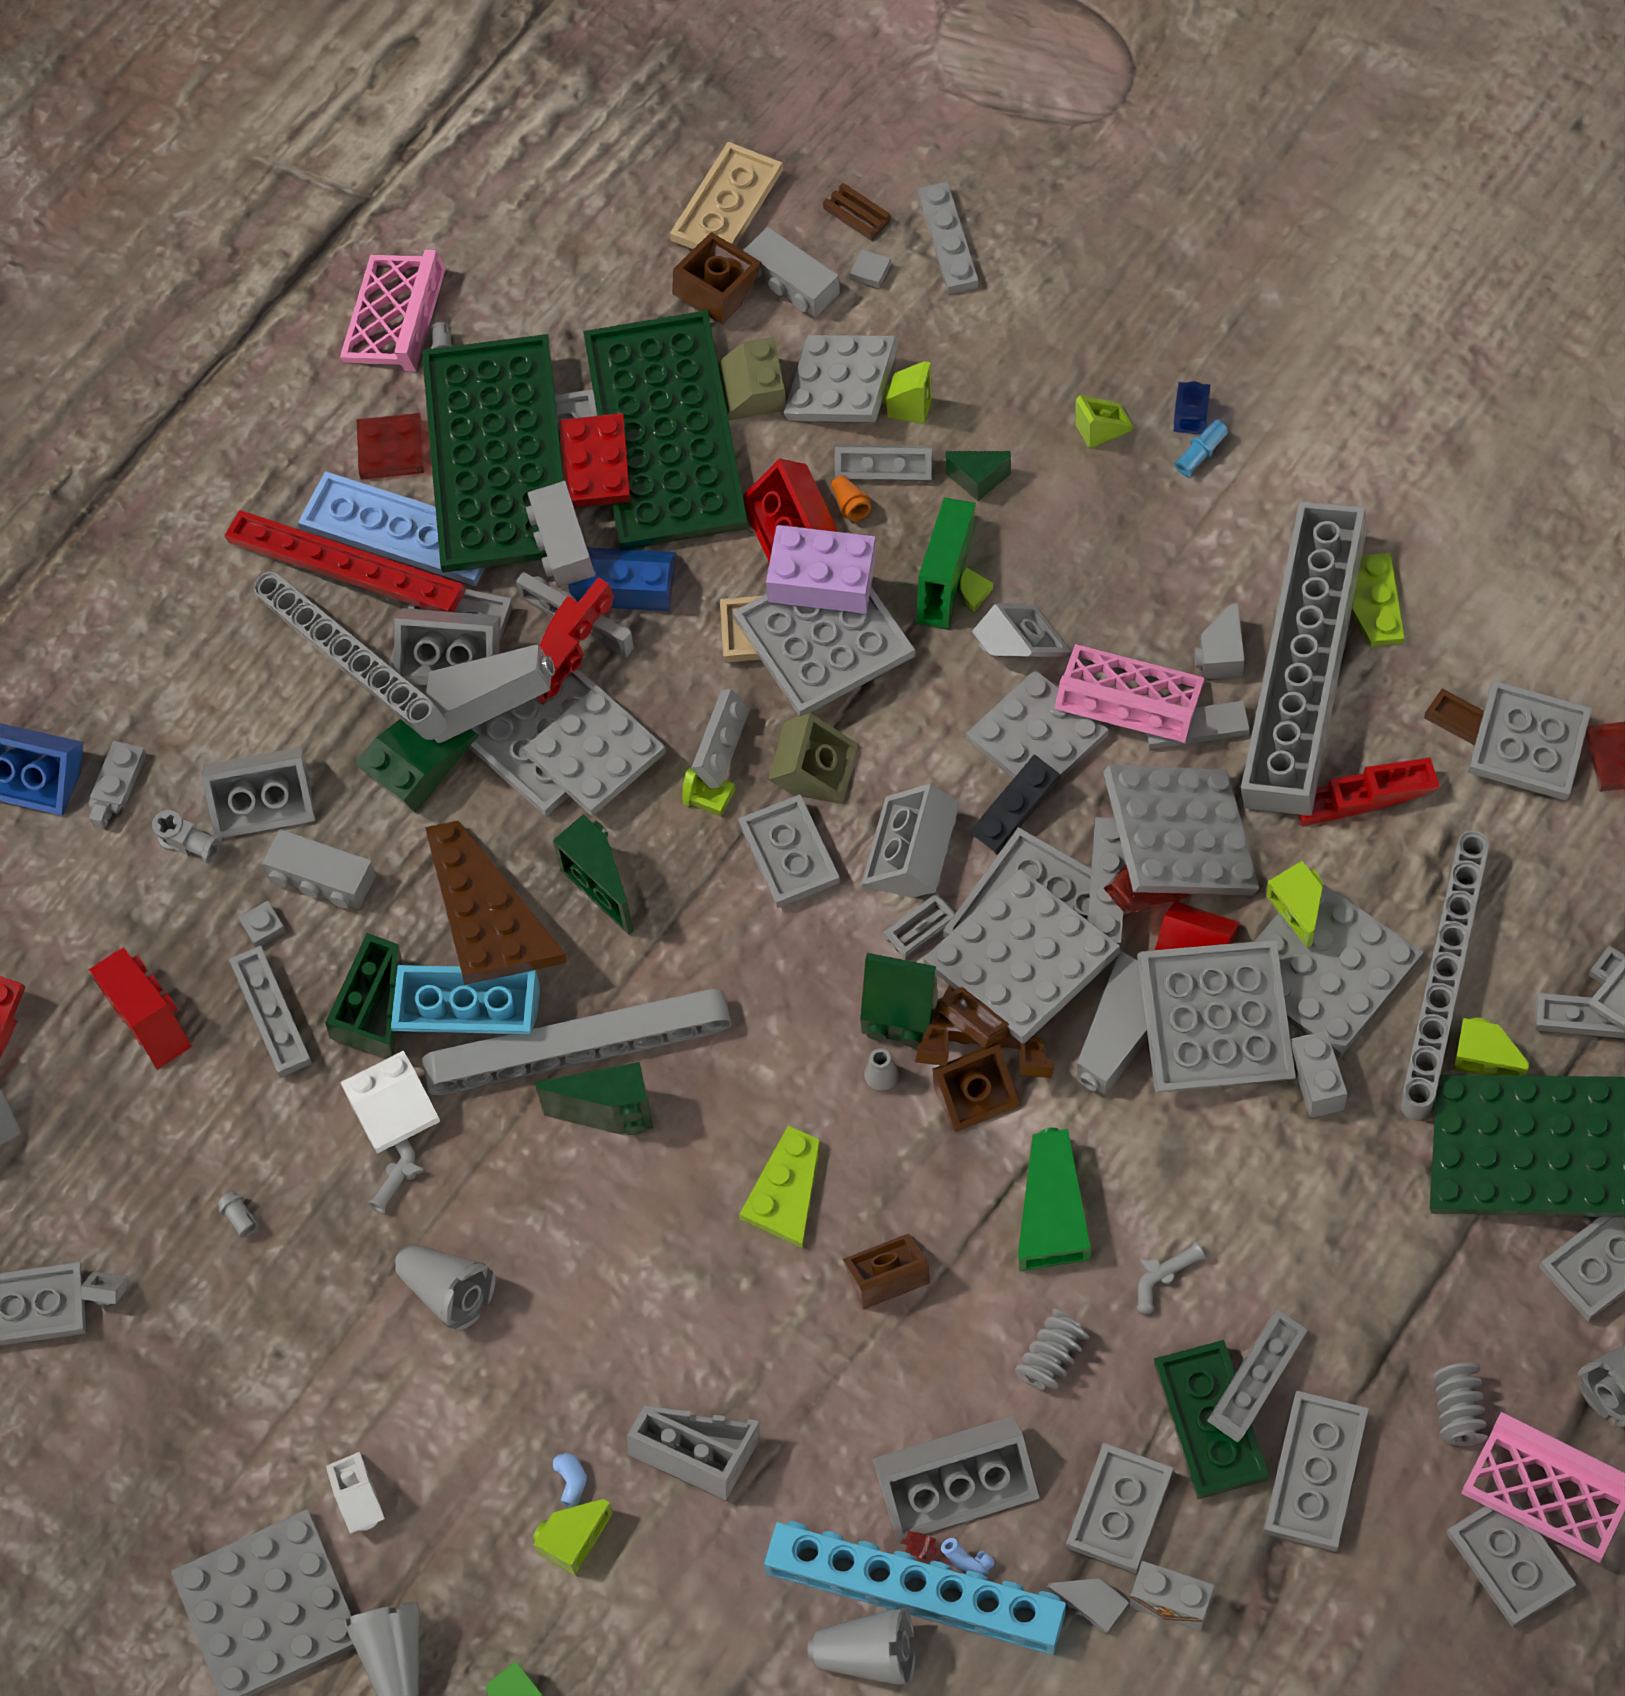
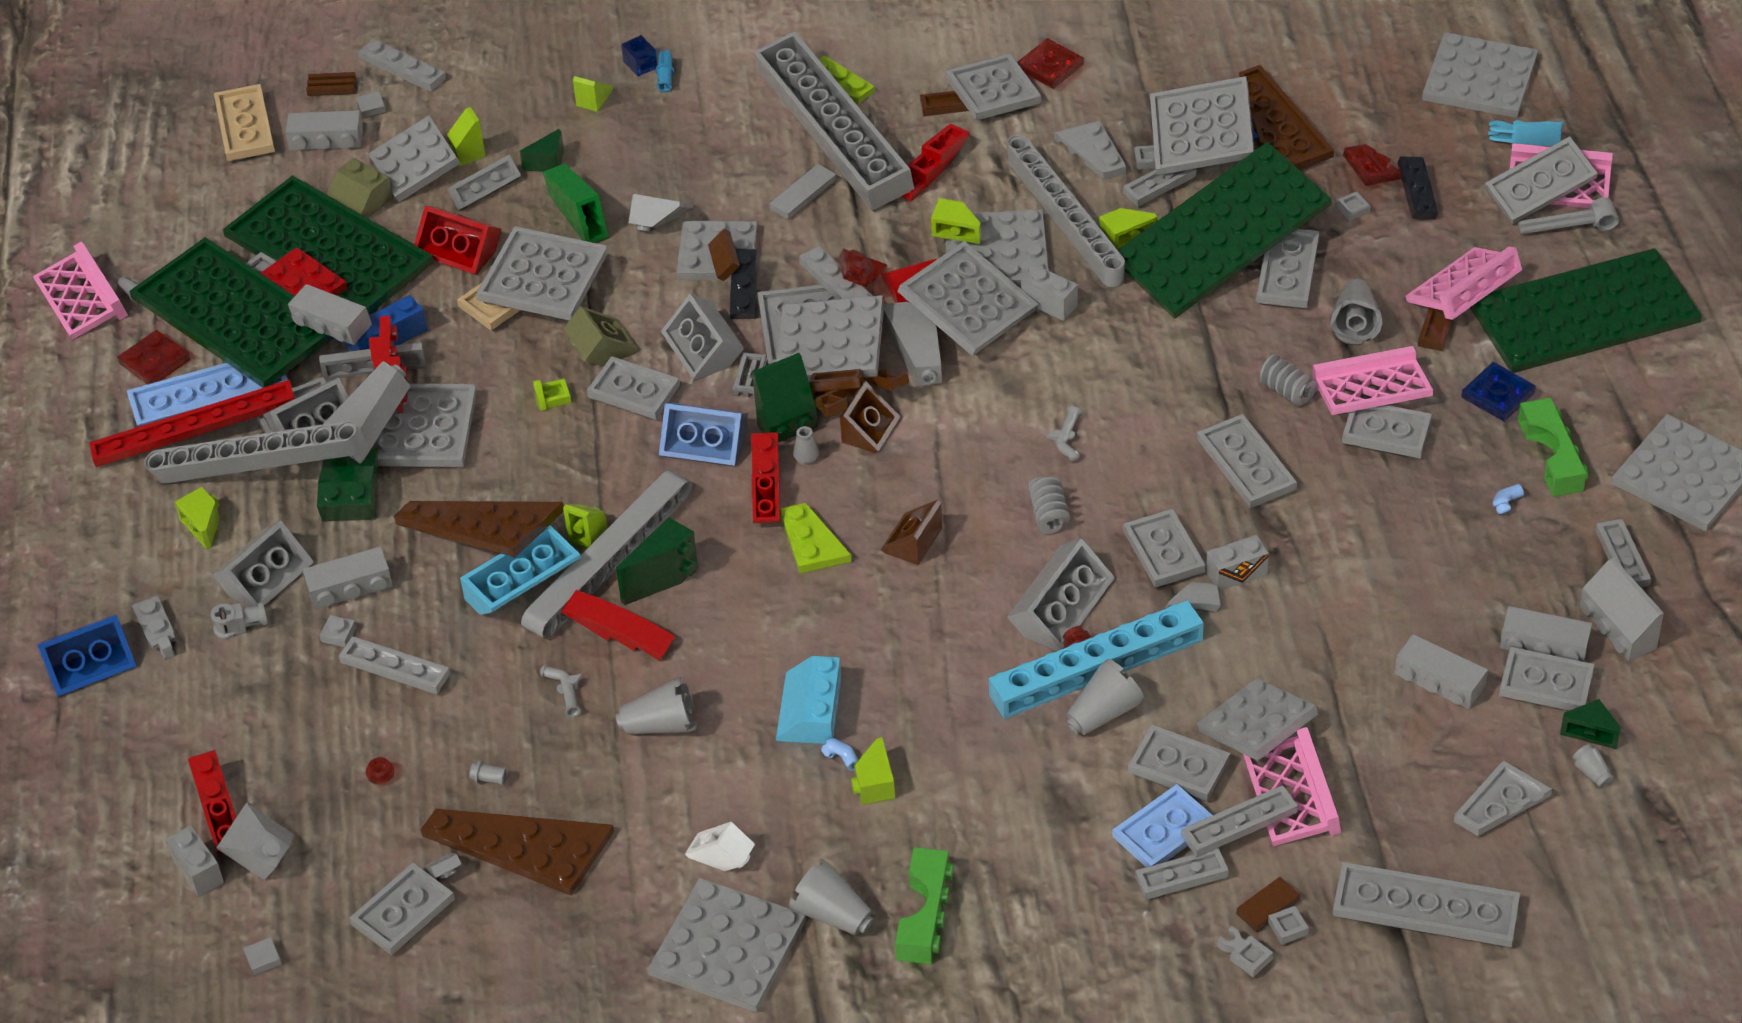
camera: 45 degrees left, 15 degrees down
(141, 1006) = (308, 712): red wedge -> none
(147, 1118) = (380, 765): none -> clear red plate
(203, 1335) = (536, 848): none -> reddish brown wing
(259, 682) = (200, 515): none -> lime slope
(366, 999) = (457, 614): dark green wedge -> none
(390, 1102) = (526, 651): white slope -> none
(503, 1140) = (618, 623): none -> red slope
(583, 988) = (584, 524): none -> lime slope
(589, 864) = (534, 462): dark green slope -> none
(594, 750) = (462, 411): light grey plate -> none
(596, 1393) = (810, 701): none -> medium azure slope
(694, 1447) = (900, 683): light grey wedge -> none
(715, 277) = (281, 156): reddish brown slope -> none
(720, 738) = (534, 358): light grey plate -> none
(800, 966) = (702, 433): none -> medium blue slope
(805, 1080) = (765, 478): none -> red slope
(821, 569) = (512, 236): lavender brick -> none
(851, 500) = (484, 210): orange cone -> none
(963, 1561) = (1101, 626): light blue arm -> none
(974, 588) = (608, 209): lime tile -> none
(1020, 754) = (723, 255): none -> reddish brown tile
(1053, 1211) = (972, 442): green slope -> none
(1125, 705) = (753, 196): bright pink fence -> none
(1180, 830) = (853, 231): light grey plate -> none
(1192, 1388) = (1166, 477): dark green plate -> none
(1222, 647) = (781, 147): light grey slope -> none
(1257, 1375) = (1171, 436): light grey plate -> none
(1564, 910) = (1094, 147): none -> light grey wing

